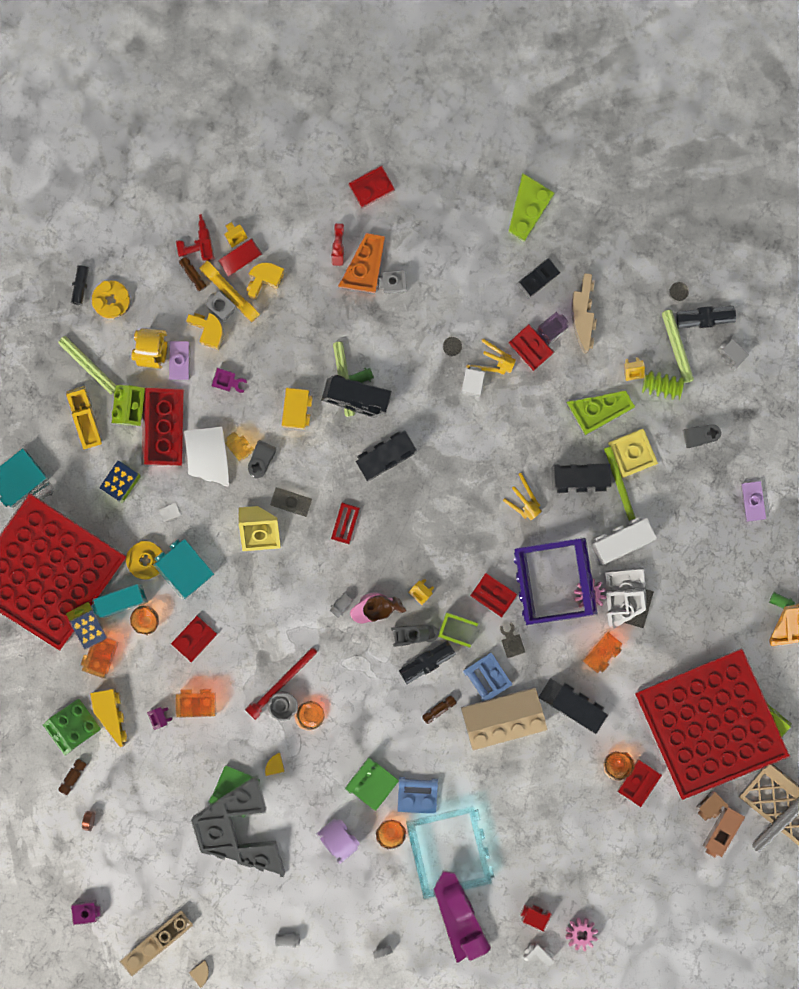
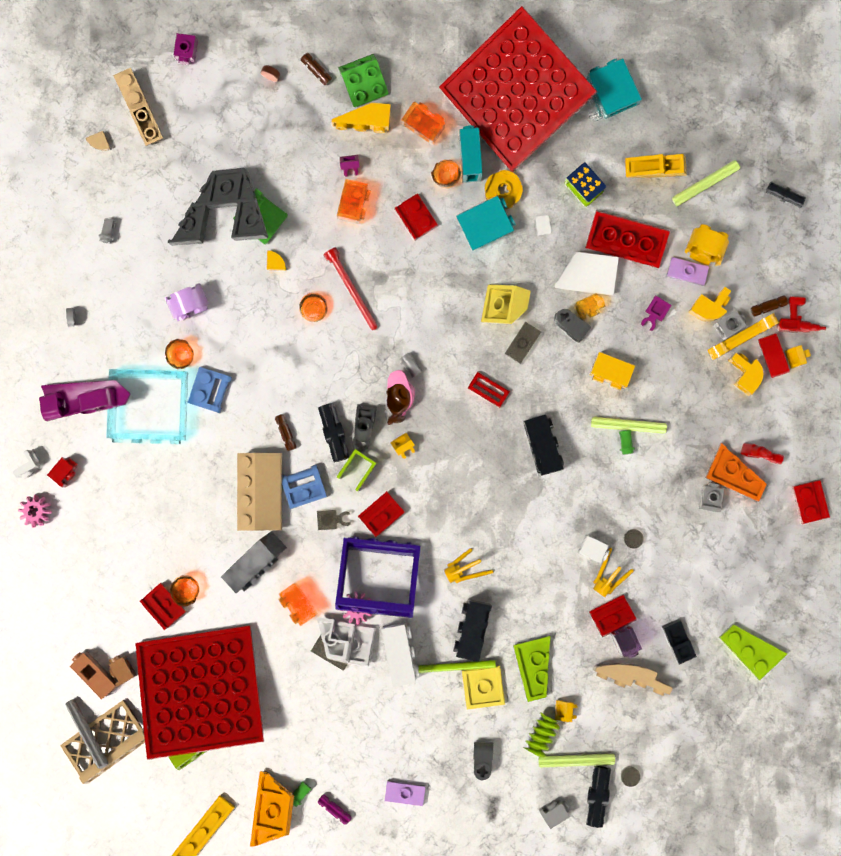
camera: 110 degrees right, 0 degrees up
(86, 625) = (455, 116): dark blue piece -> none
(115, 309) = (753, 222): yellow plate -> none
(128, 405) = (657, 210): lime brick -> none
(282, 705) = (329, 283): light grey hair -> none
(356, 396) = (609, 431): black wedge -> none
(372, 784) = (232, 349): bright green bracket -> none
(787, 564) = (334, 809): none -> magenta axle

